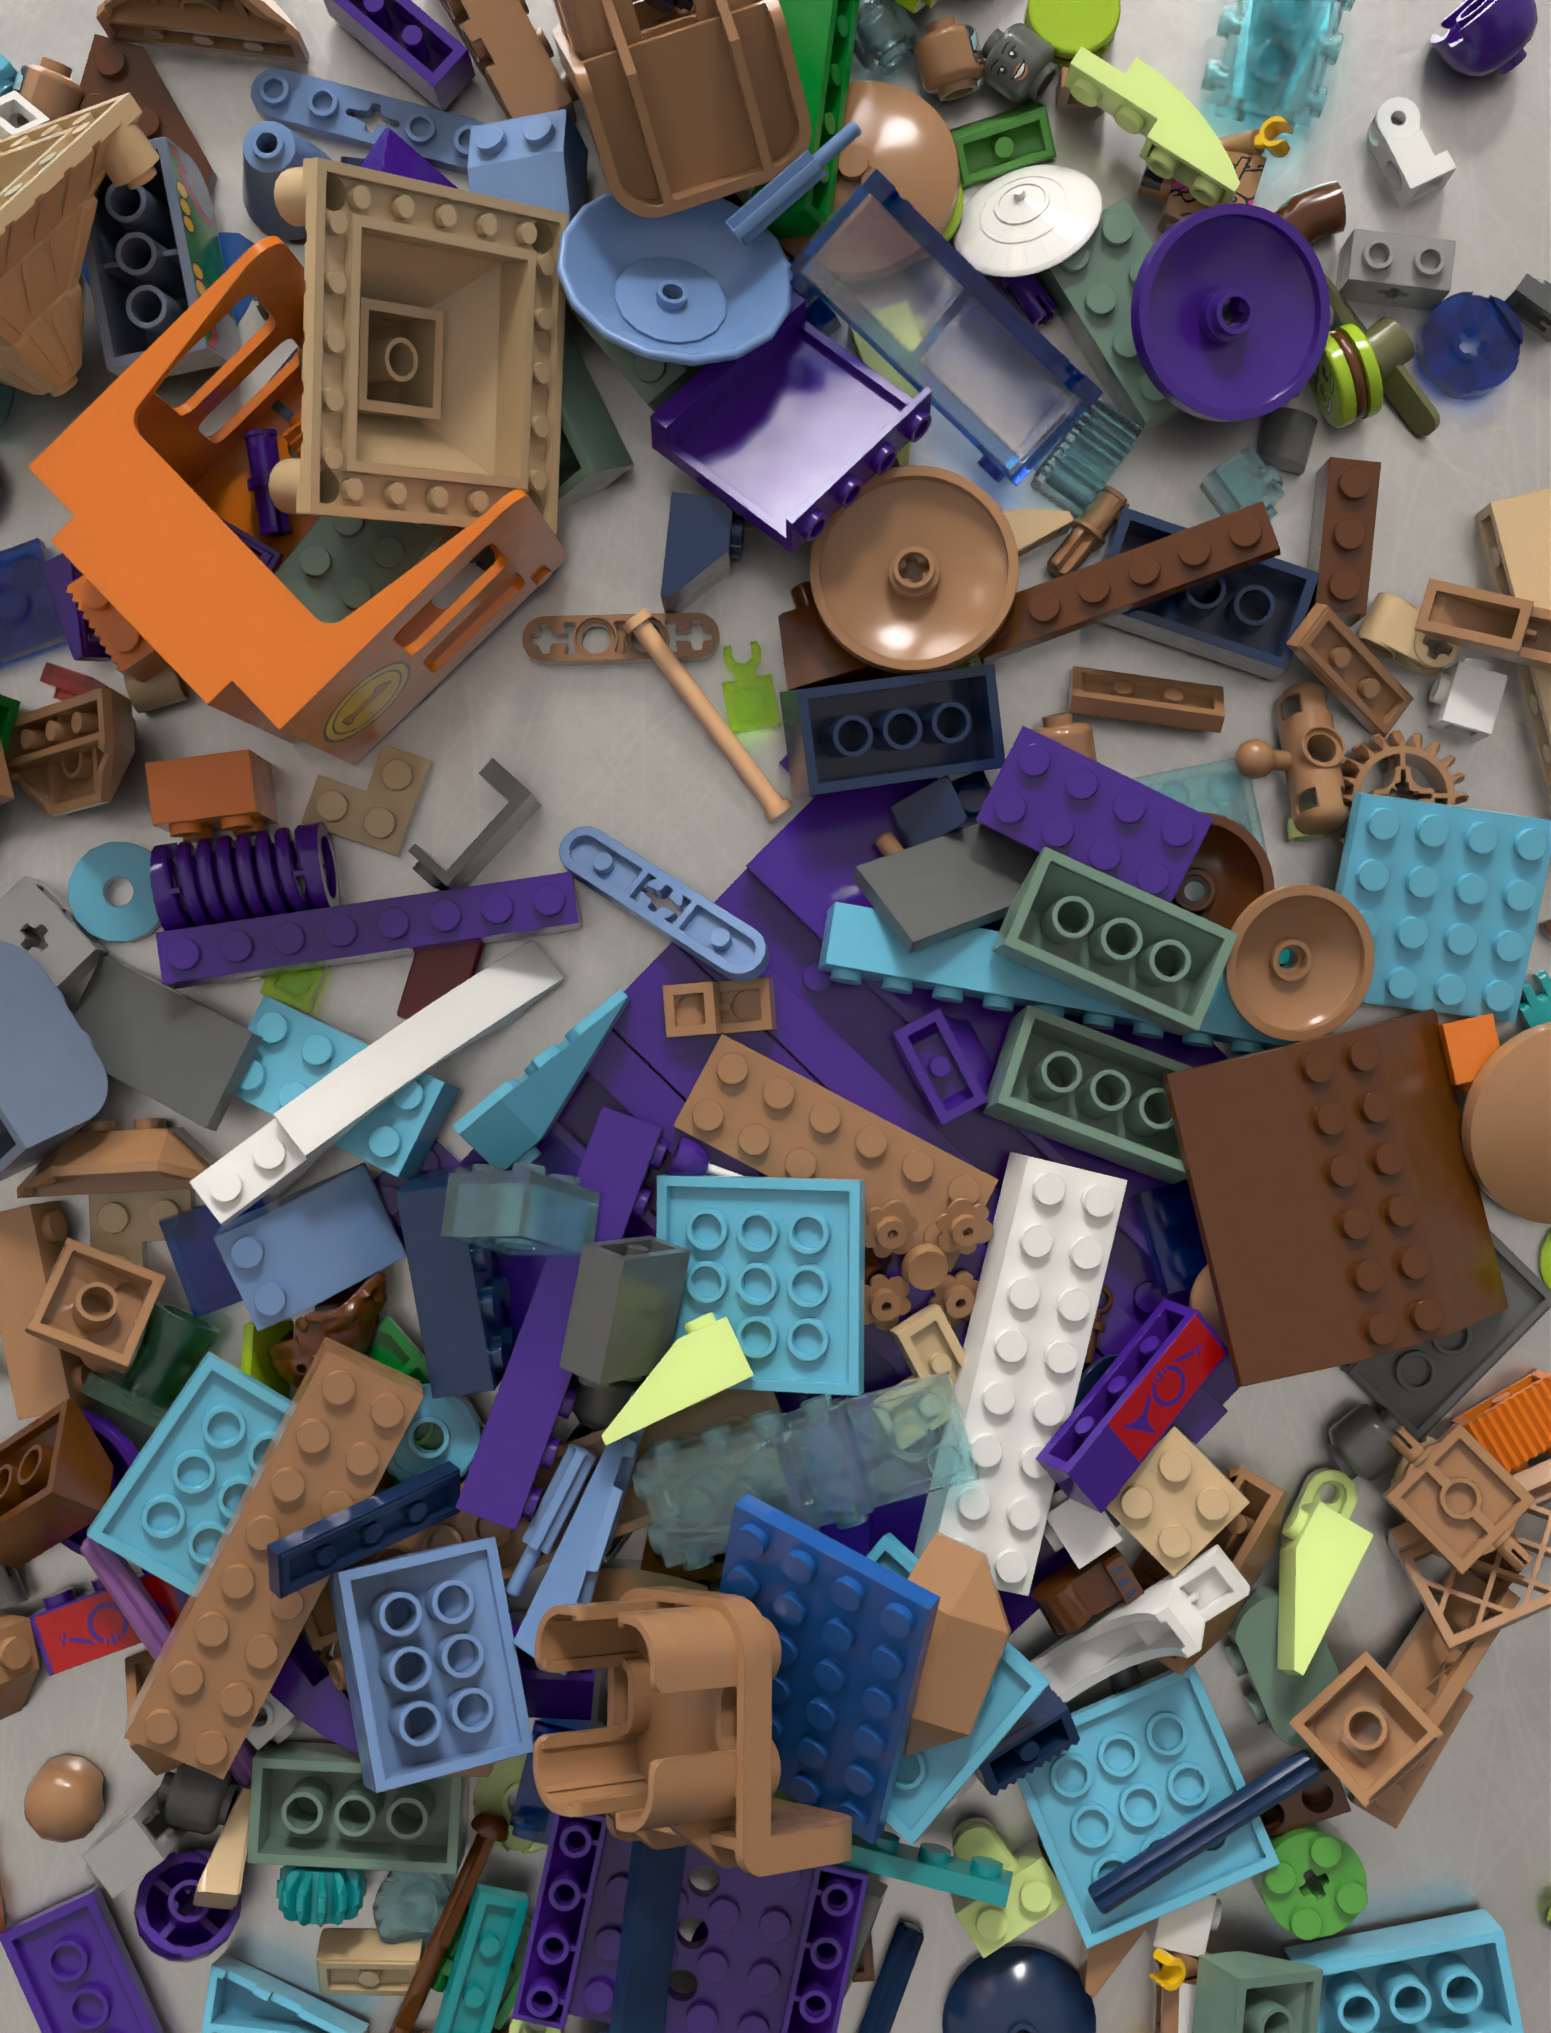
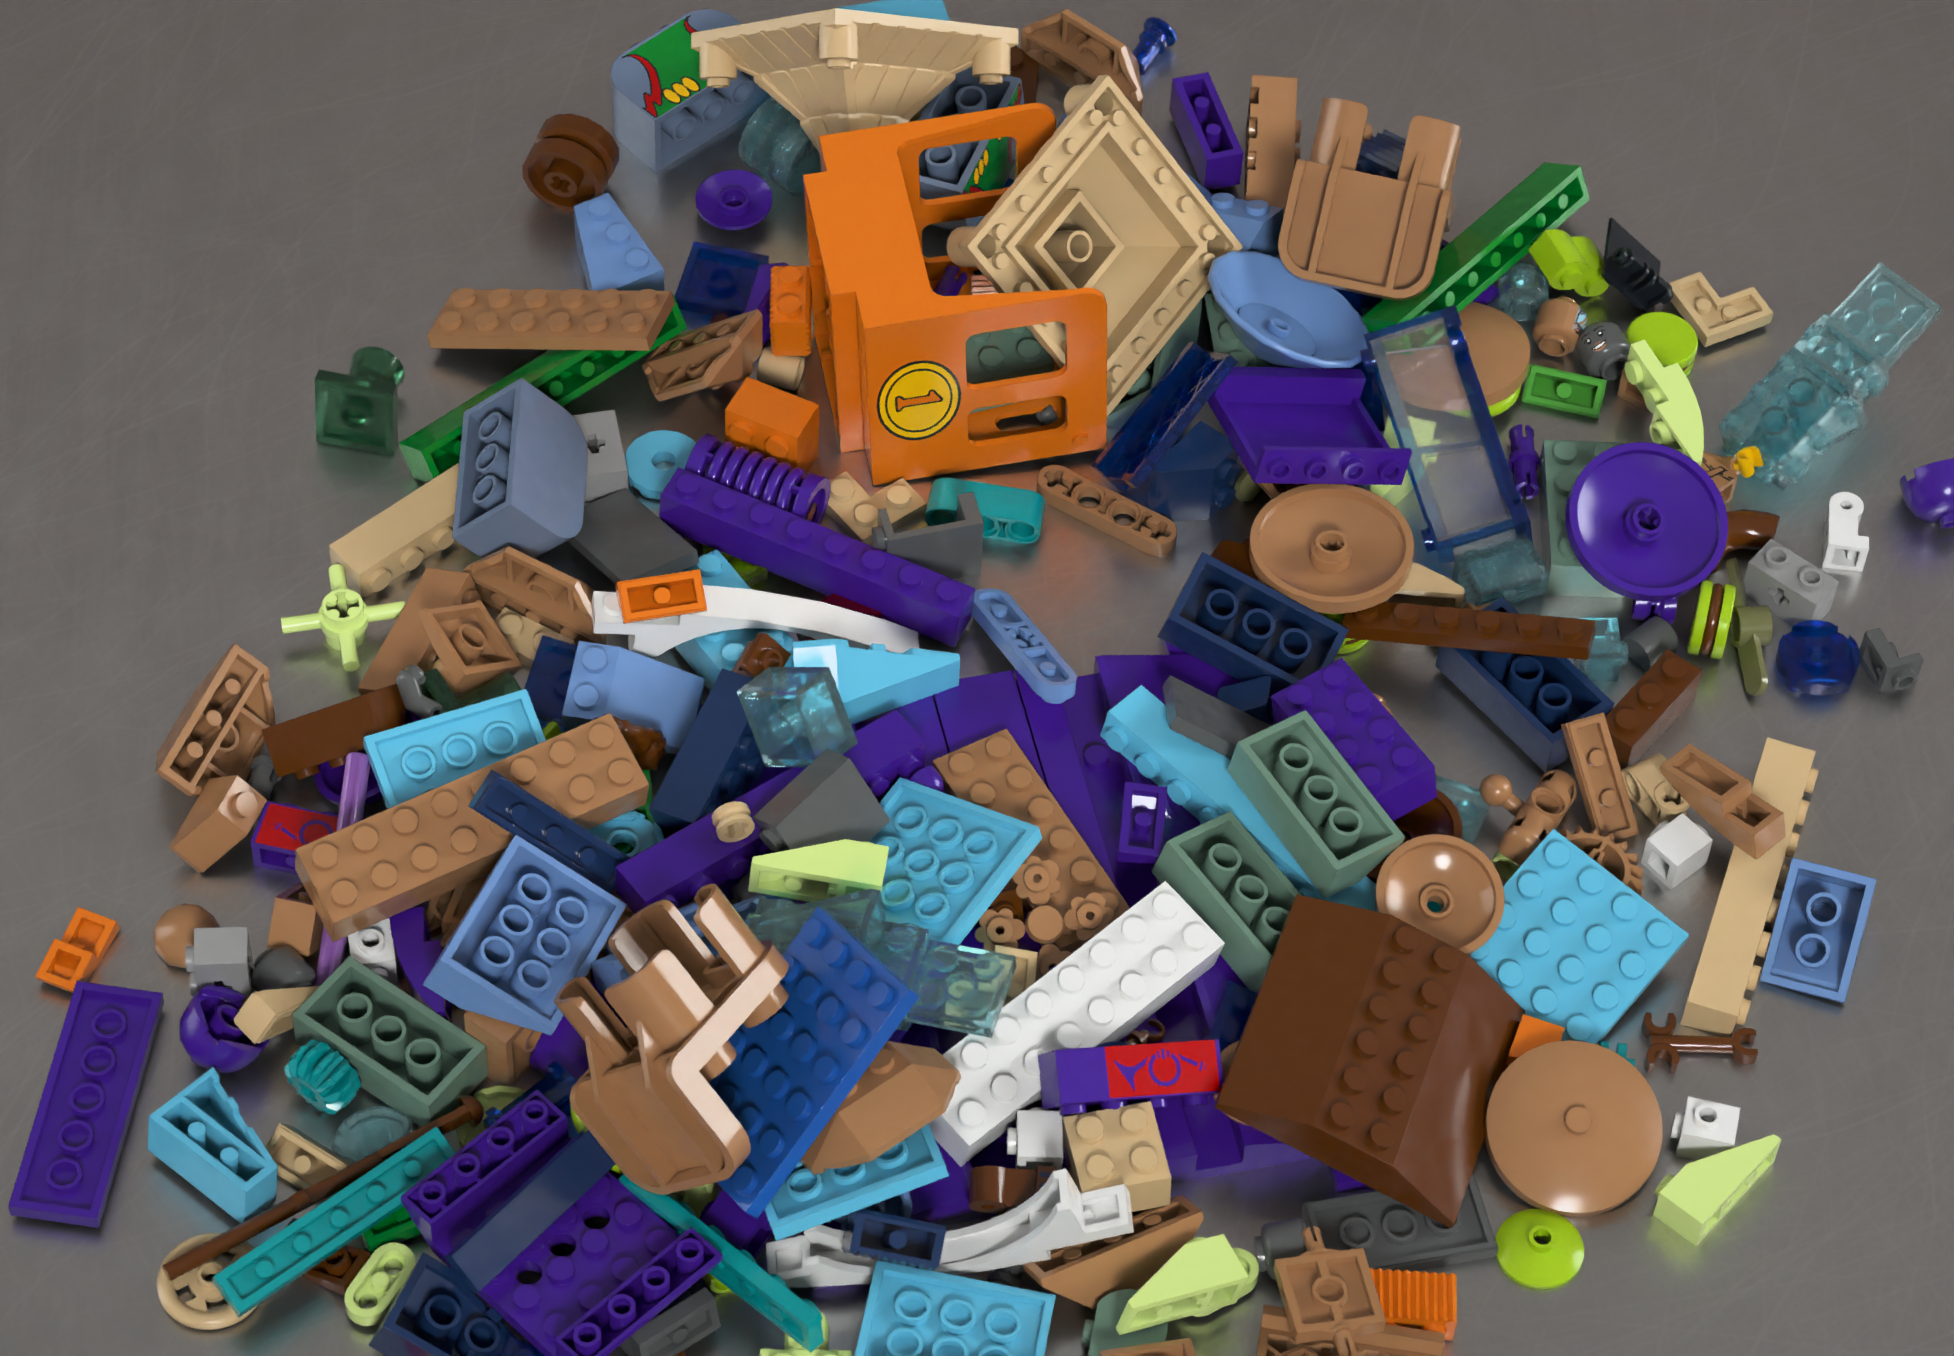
camera: 30 degrees right, 35 degrees down
(99, 1427) = (411, 694): none -> dark grey arm
(269, 1153) = (661, 596): none -> orange slope
(427, 1155) = (760, 655): none -> reddish brown bracket
(498, 730) = (1006, 511): none -> teal beam
(542, 1385) = (733, 821): none -> tan bush
(614, 490) = (1163, 416): none -> clear blue fence
(707, 714) = (1125, 499): light nougat bar -> none
(719, 1007) = (1006, 707): medium nougat slope -> none
(750, 697) = (1166, 583): clear neon green plate -> none
(787, 187) = (1394, 304): medium blue axle -> none
(1028, 220) = (1550, 426): white hat -> none
(1146, 699) = (1443, 729): medium nougat plate -> none

